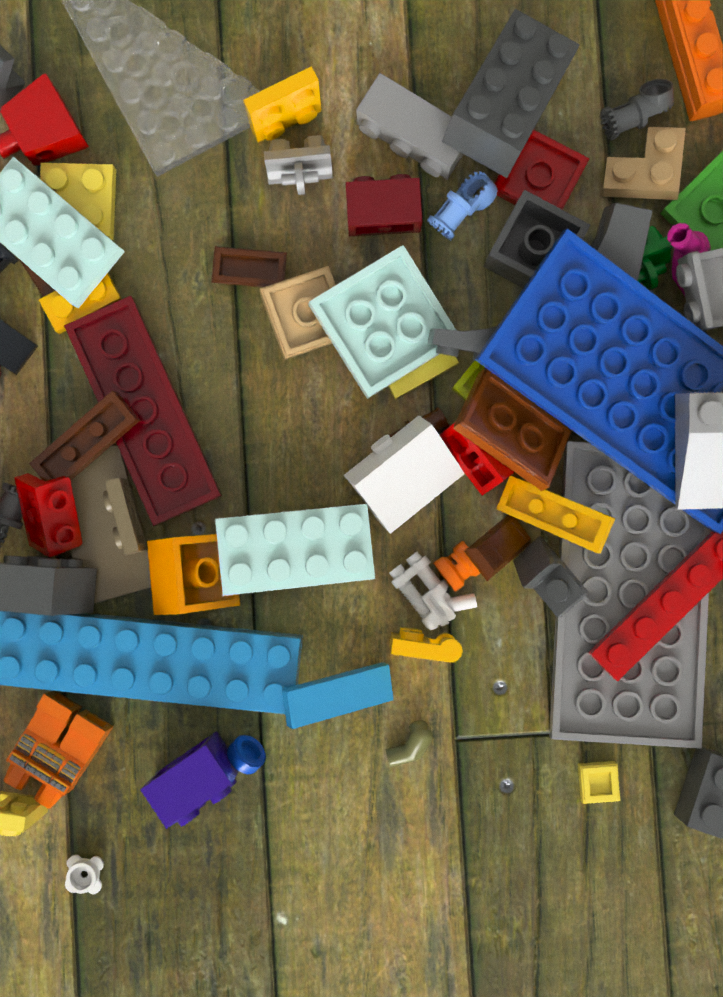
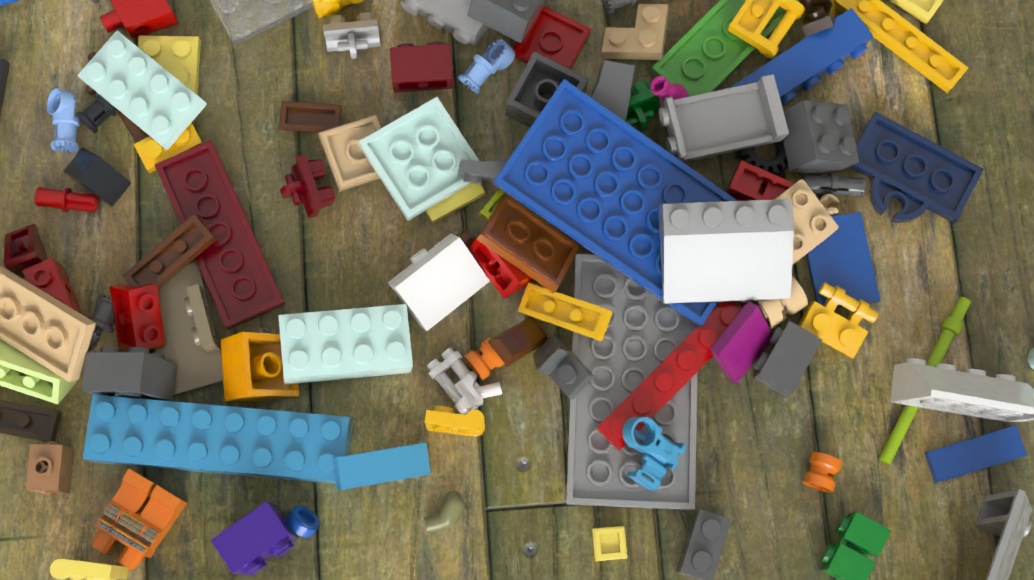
camera: 10 degrees left, 10 degrees down
(241, 356) = (302, 186): none -> dark red hips
(663, 681) = (657, 455): none -> dark azure piece

